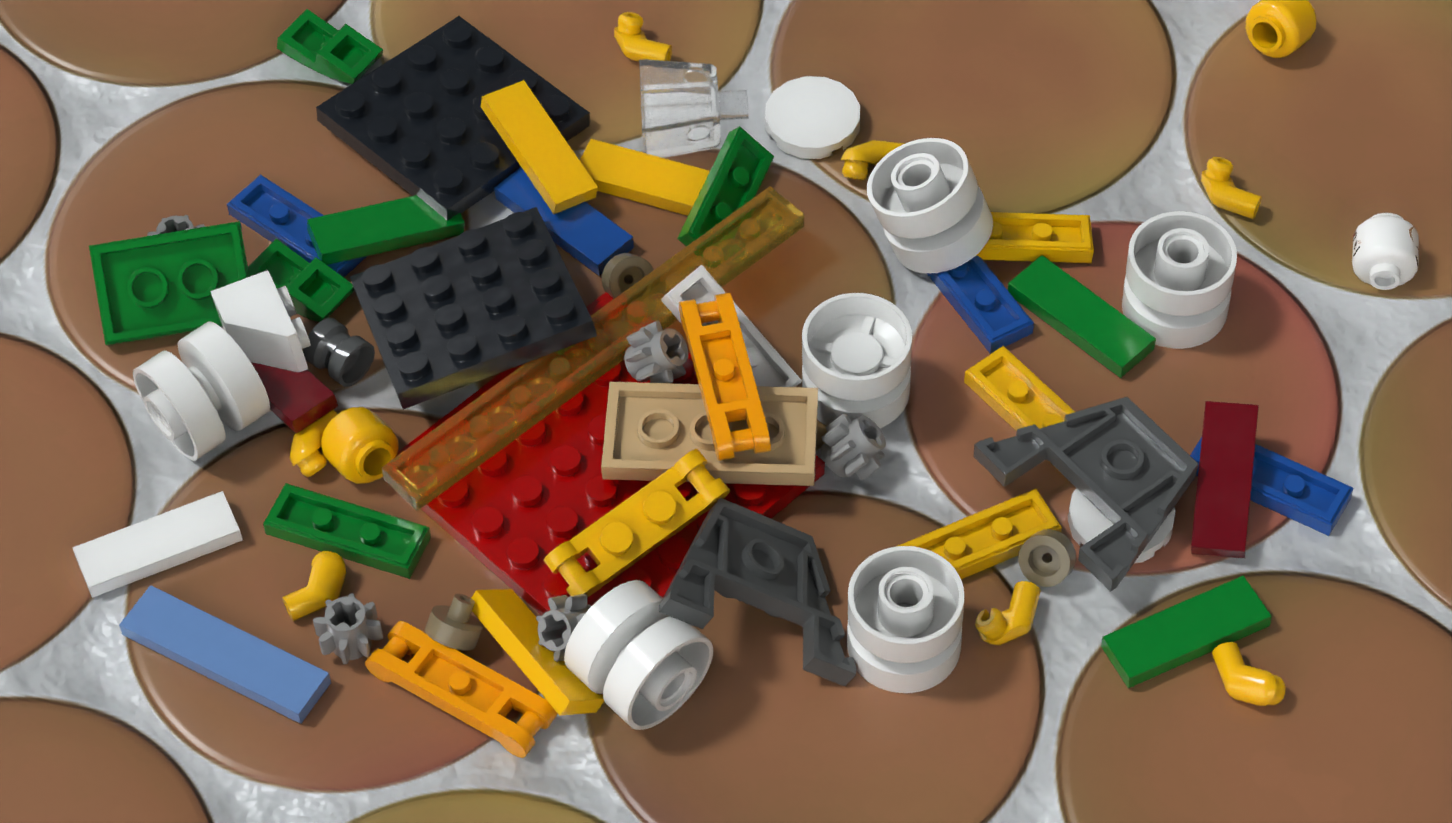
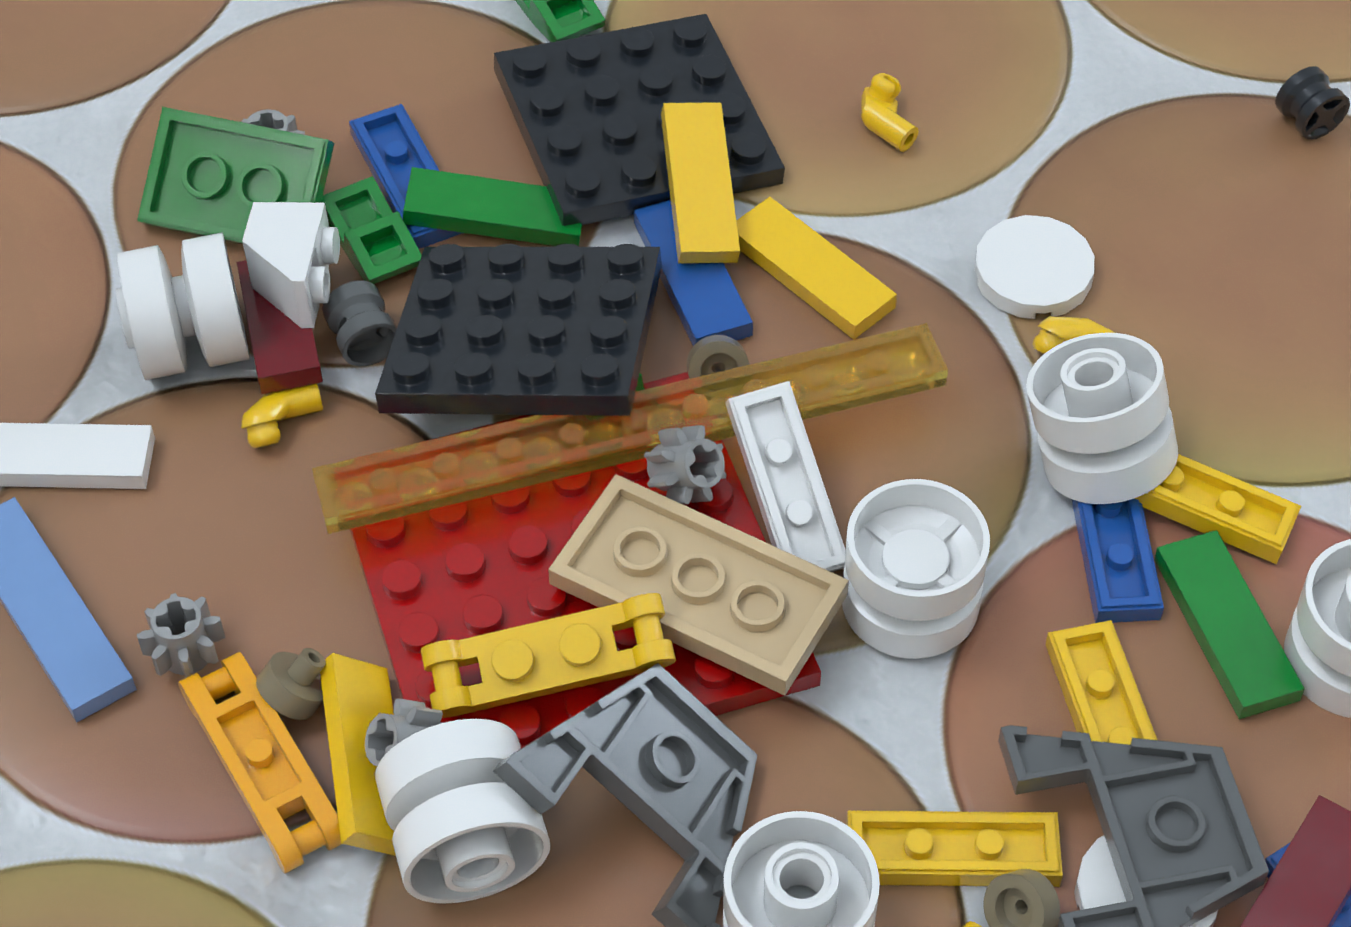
camera: 25 degrees right, 0 degrees up
(324, 583) = (188, 577): yellow arm -> none
(347, 530) = (256, 525): green tile -> none
(359, 444) = (317, 430): yellow head -> none
(684, 107) = (889, 200): clear torso -> none
(724, 376) = (740, 521): light orange plate -> none
(729, 184) = (900, 299): green tile -> none
(853, 446) = (861, 667): light grey gear -> none

